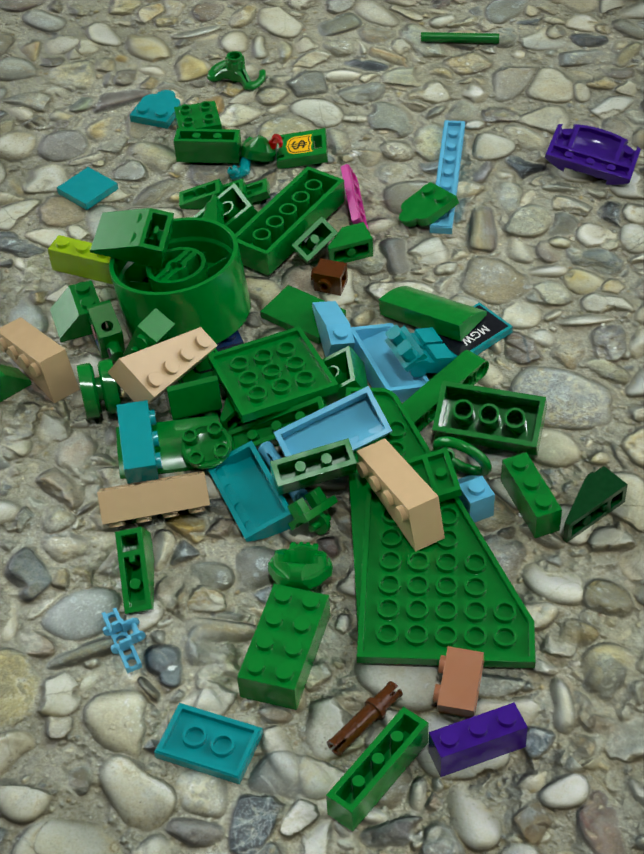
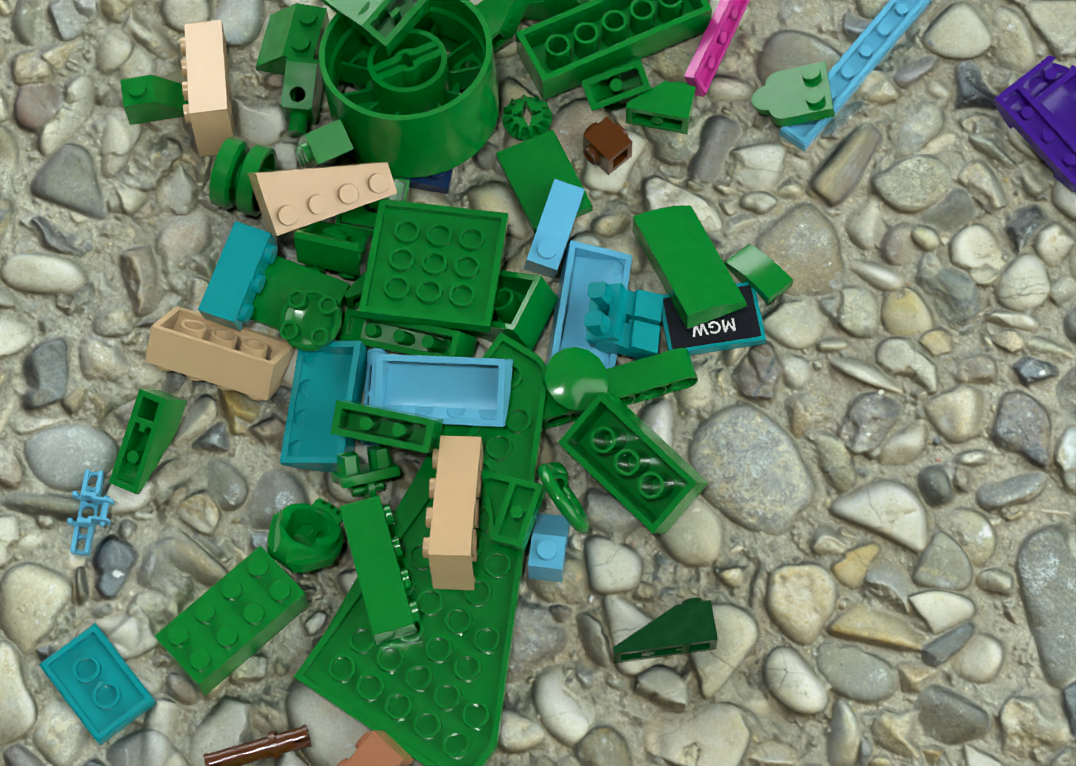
camera: 30 degrees right, 20 degrees up
(264, 293) = (516, 124): none -> green gear
(372, 553) = (378, 569): none -> green brick
(416, 389) = (575, 378): none -> green dish
(481, 295) = (759, 272): none -> green slope
(531, 495) = (610, 586): green brick -> none

